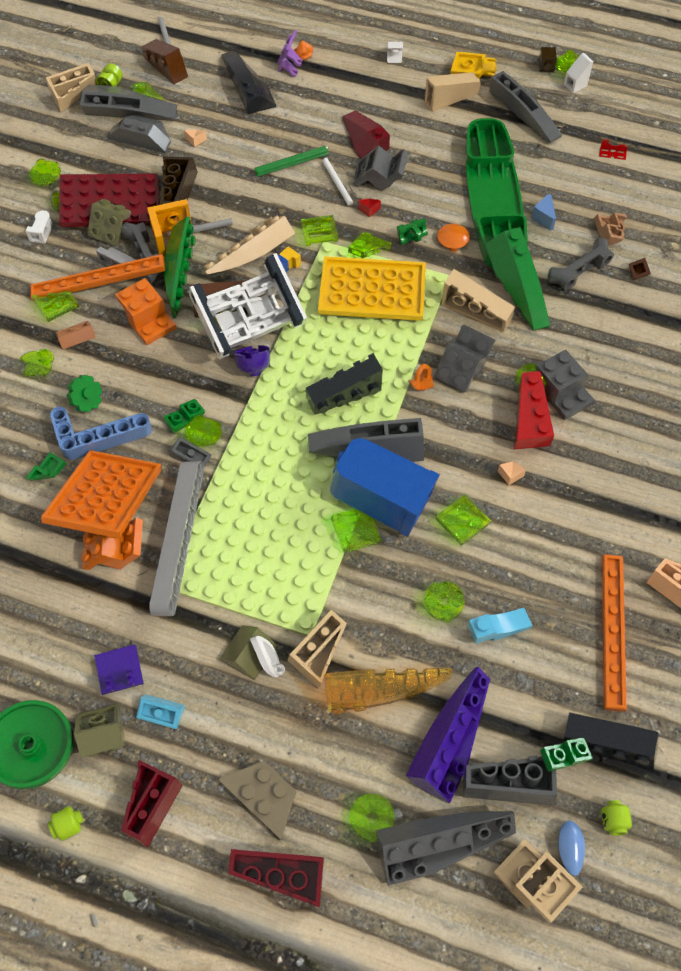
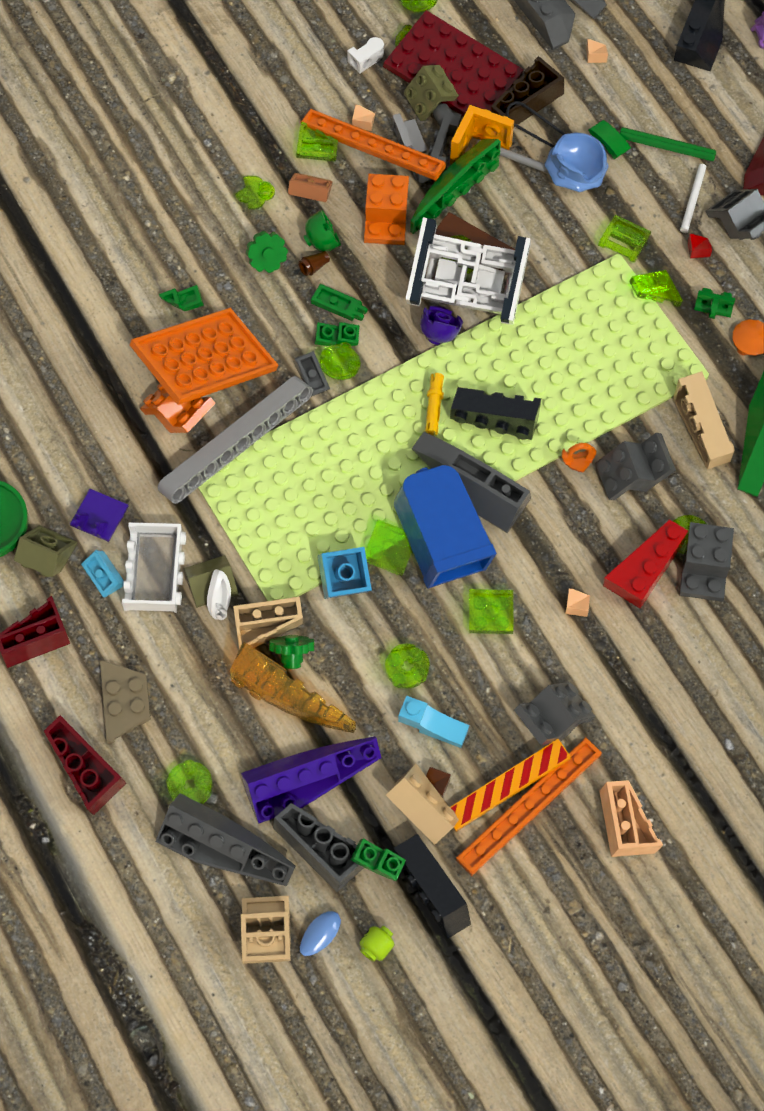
camera: 40 degrees right, 5 degrees up
(73, 266) = (363, 118): none -> light nougat slope
(96, 435) = (245, 297): medium blue beam -> none
(112, 356) = (320, 233): none -> green cylinder
(123, 381) = (312, 263): none -> reddish brown cone
(167, 394) = (338, 303): none -> green hinge
(197, 675) = (154, 567): none -> window
(201, 191) = (539, 116): none -> black piece
(246, 203) = (577, 162): none -> medium blue piece
(248, 177) = (610, 138): none -> green slope
(253, 246) = (544, 211): tan wedge -> none
(289, 258) = (558, 248): yellow leg -> none
(293, 407) = (434, 402): none -> yellow pin
(344, 569) = (344, 572): none -> dark azure brick
(356, 652) = (291, 649): none -> green plant
(372, 288) = (616, 335): yellow plate -> none
(541, 666) = (439, 780): none -> reddish brown slope
(551, 687) = (423, 804): none -> tan wedge
(573, 552) = (555, 712): none -> dark grey bracket
(588, 629) = (509, 783): none -> tile

